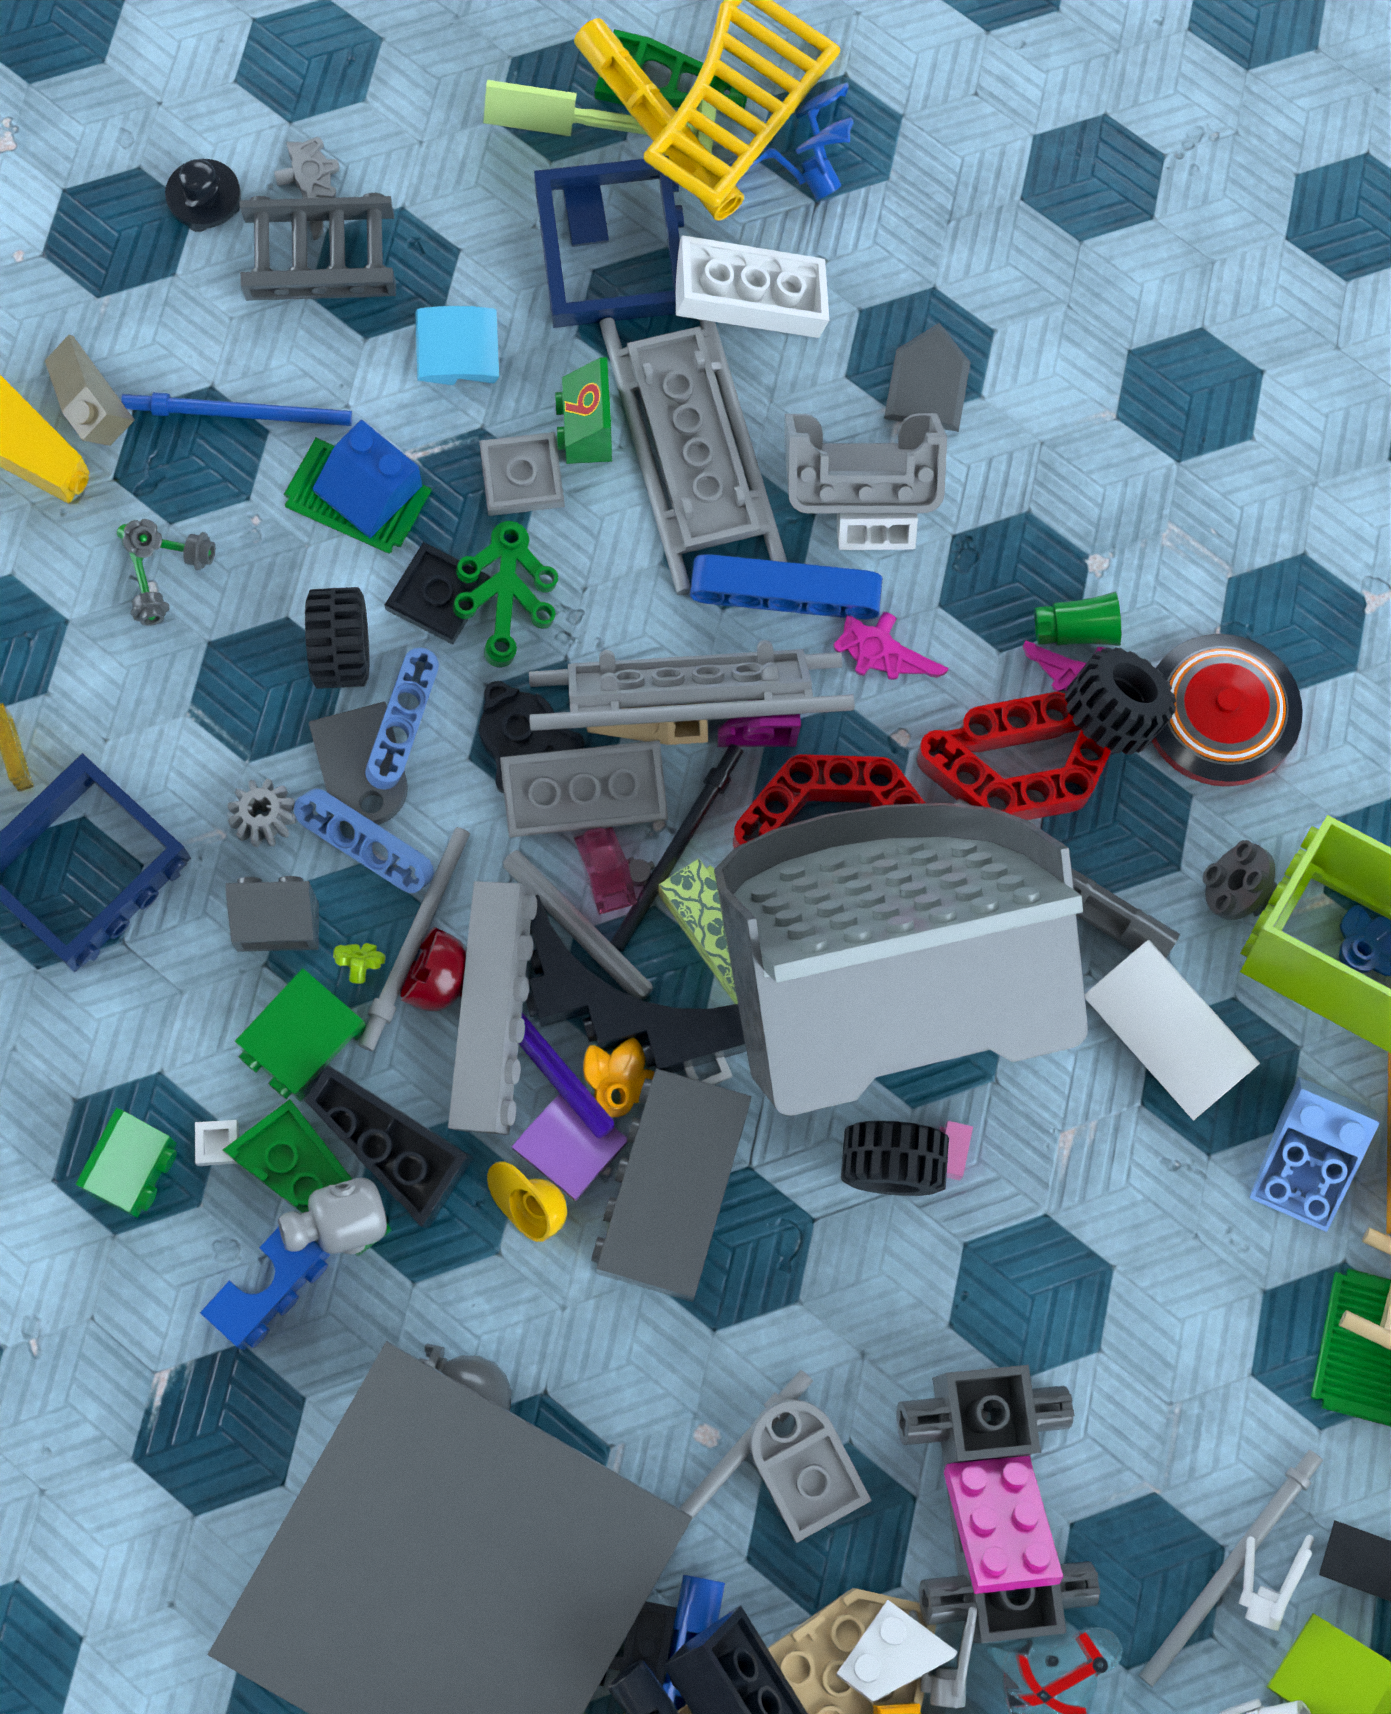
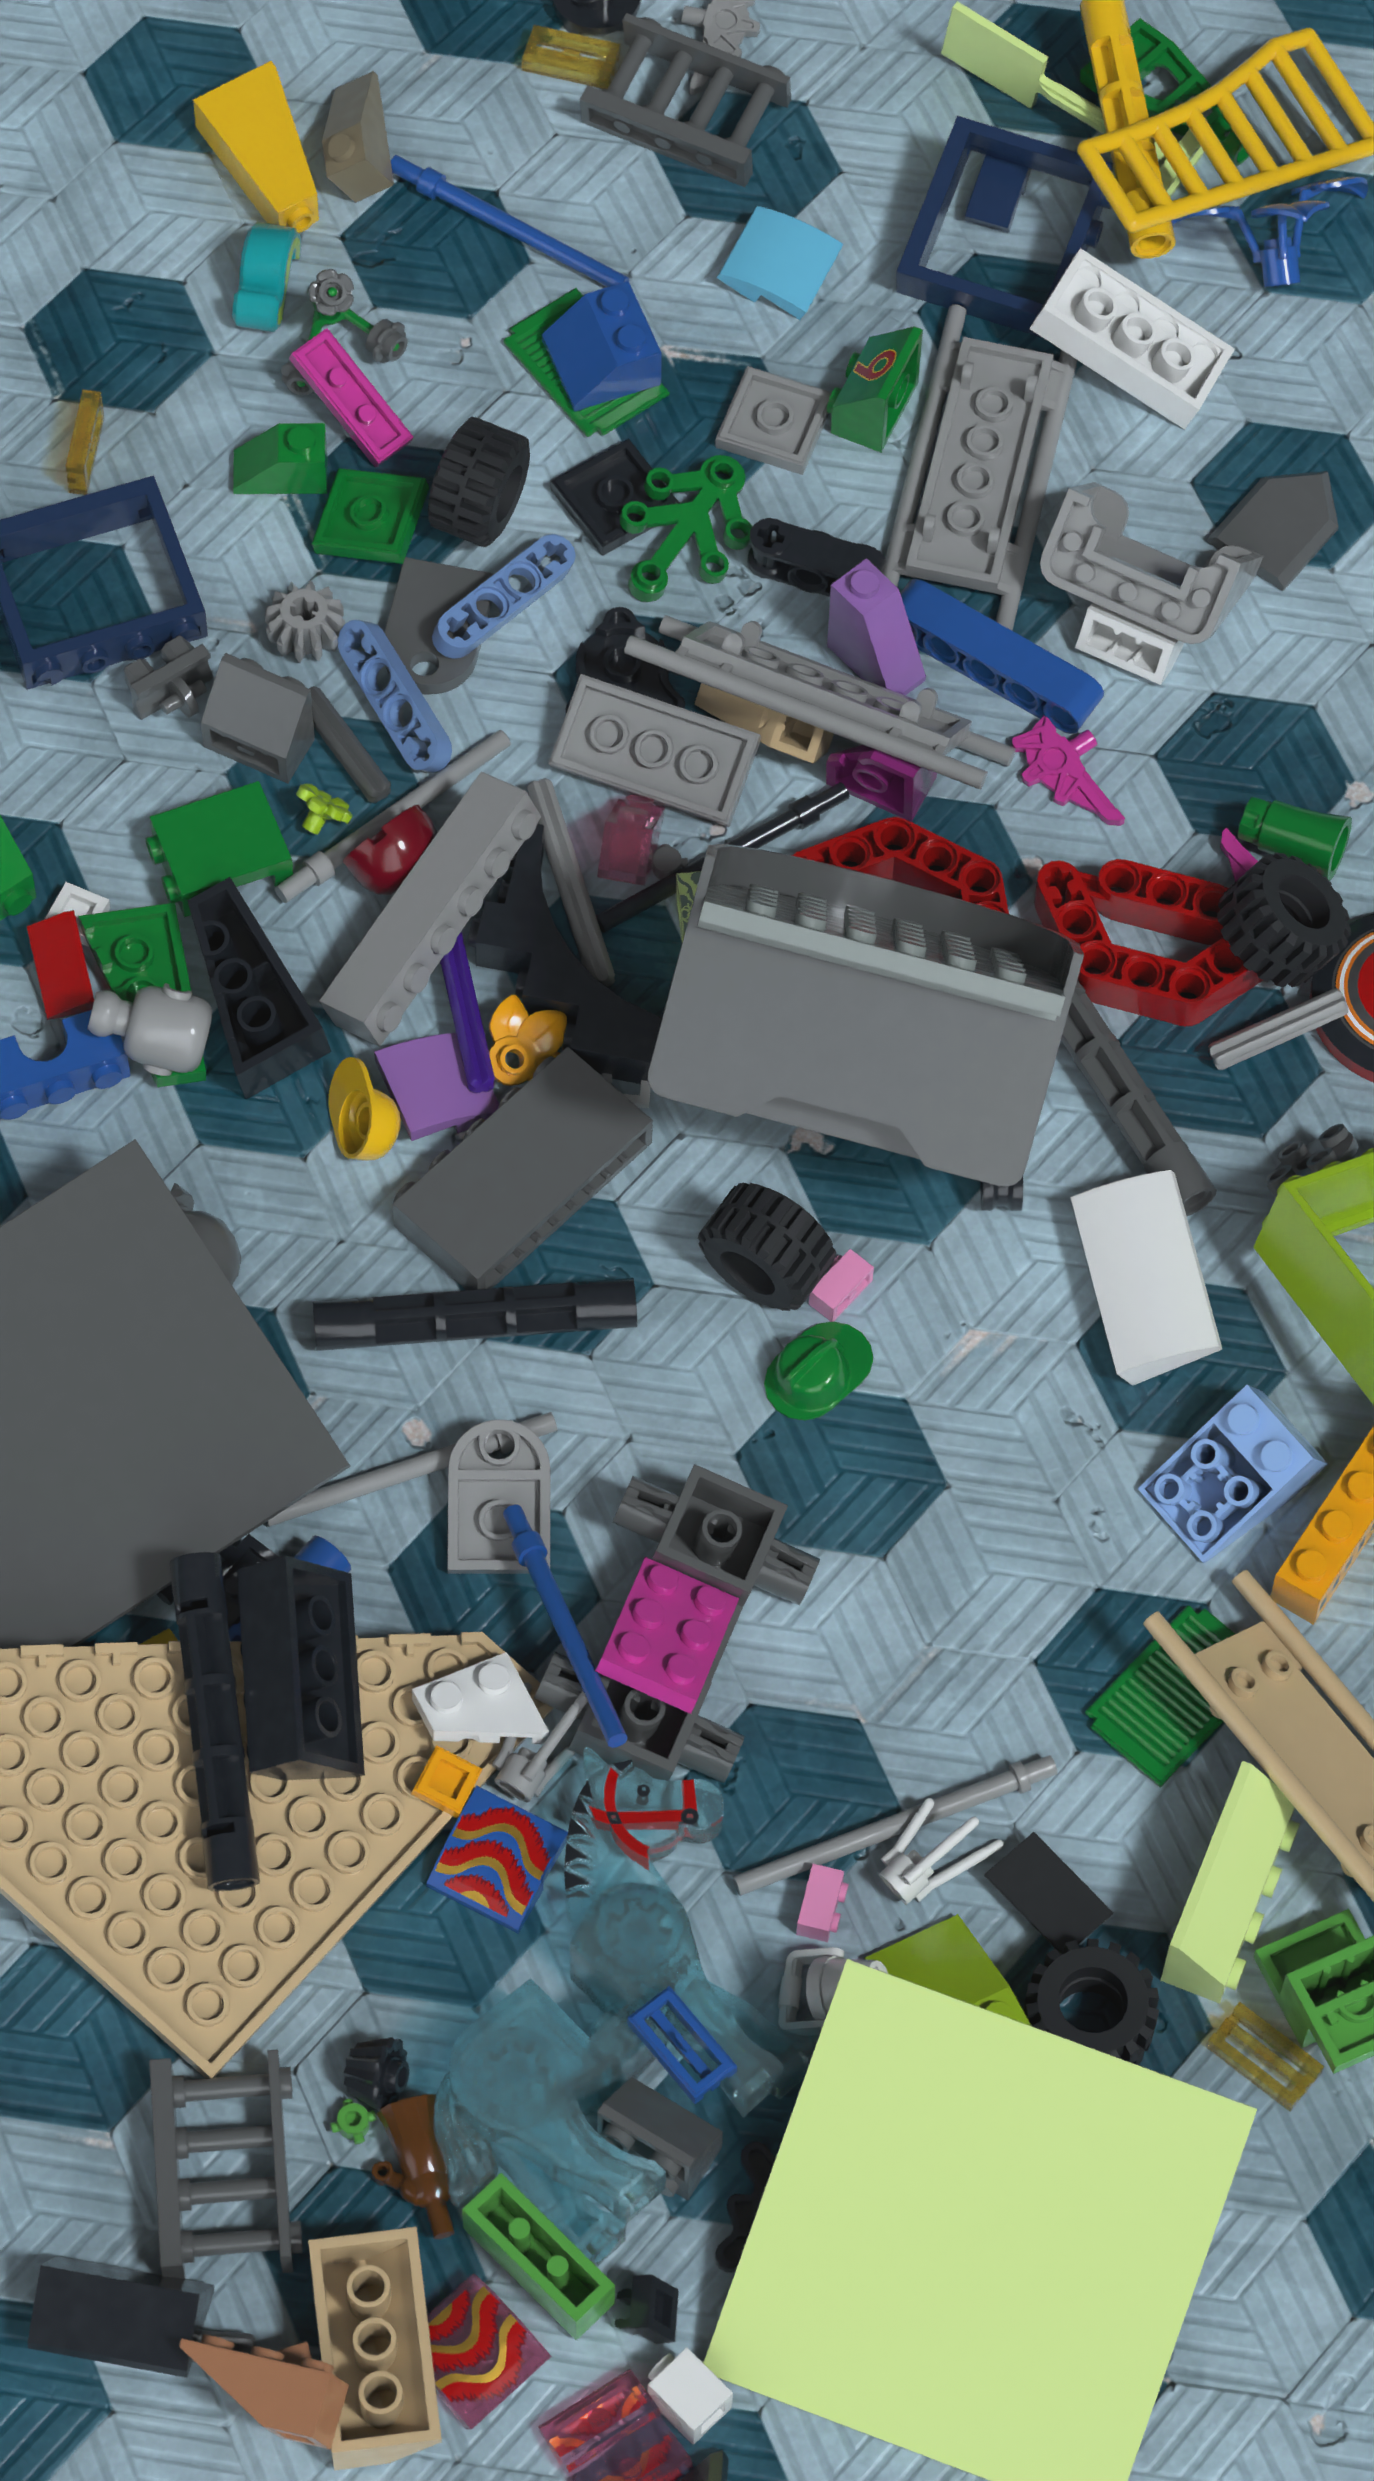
camera: 30 degrees right, 10 degrees down
(77, 542) = (265, 275): none -> teal animal
(172, 689) = (283, 461): none -> green slope
(191, 916) = (172, 684): none -> dark grey hips
(197, 611) = (351, 397): none -> dark pink tile
(211, 258) = (569, 64): none -> clear yellow tile
(230, 1196) = (61, 965): none -> red slope
(263, 700) = (370, 515): none -> green tile
(348, 899) = (348, 748): none -> dark grey axle
(617, 575) = (805, 556): none -> black piece
(697, 614) = (873, 631): none -> medium lavender slope
(701, 1321) = (475, 1314): none -> black piece
(858, 1503) = (531, 1554): none -> blue bar
(972, 1225) = (818, 1370): none -> green piece
(1152, 782) = (1278, 1029): none -> light grey axle
(1214, 1662) = (820, 1903): none -> bright pink piece

